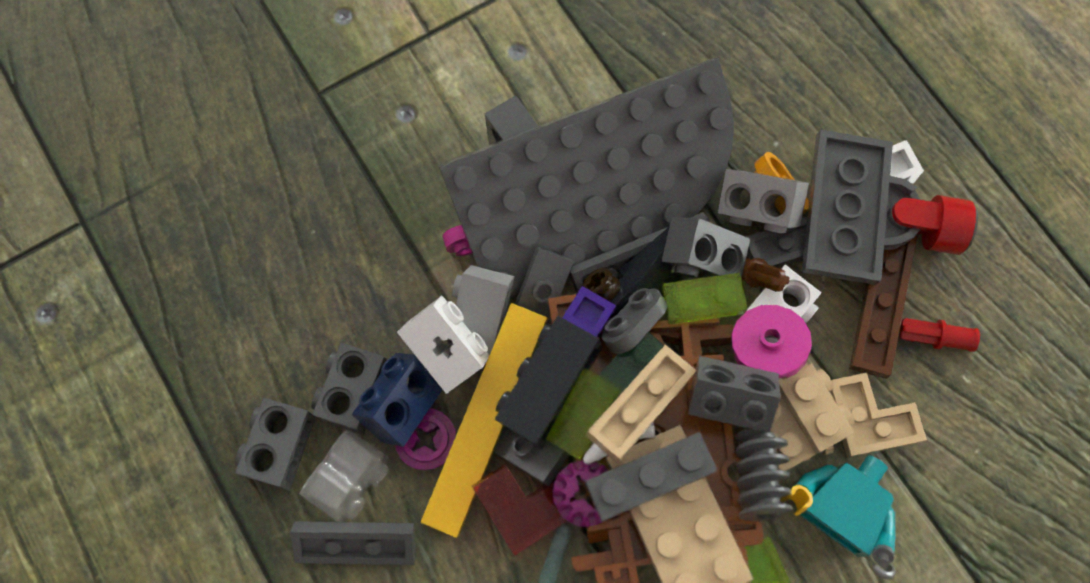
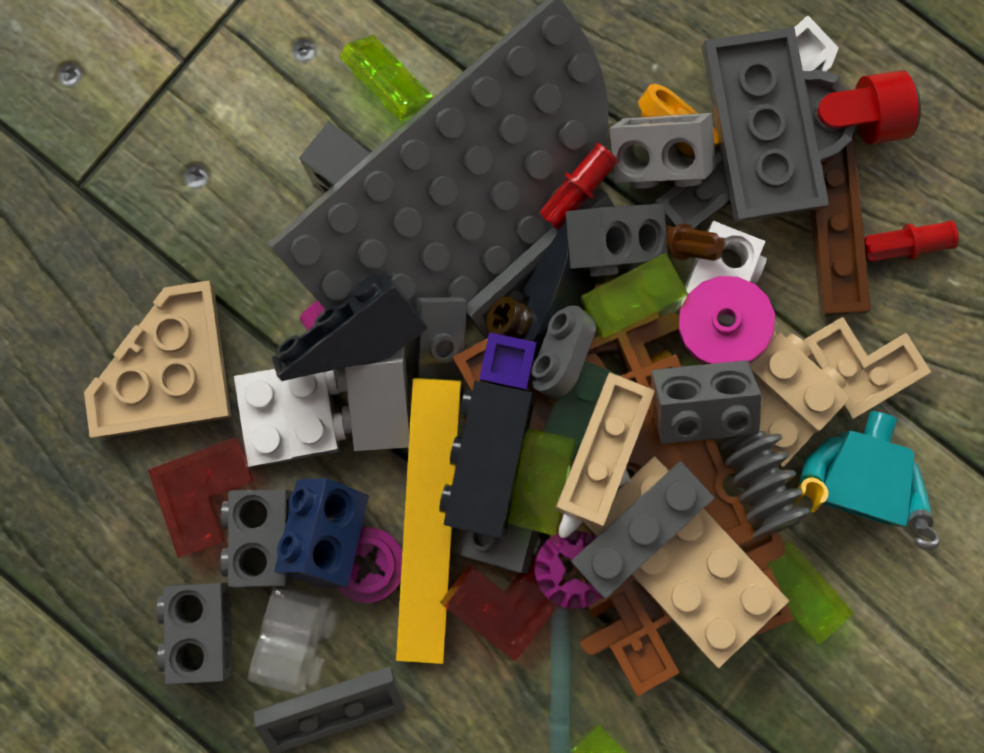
camera: 20 degrees left, 10 degrees up
(311, 332) = (186, 491): none -> clear red plate
(329, 241) = (164, 369): none -> tan plate
(402, 294) = (288, 417): none -> white plate
(450, 362) = (352, 453): white brick -> none
(485, 252) = (359, 331): none -> black slope
(568, 82) = (385, 76): none -> clear neon green plate
(689, 203) = (579, 185): none -> red axle

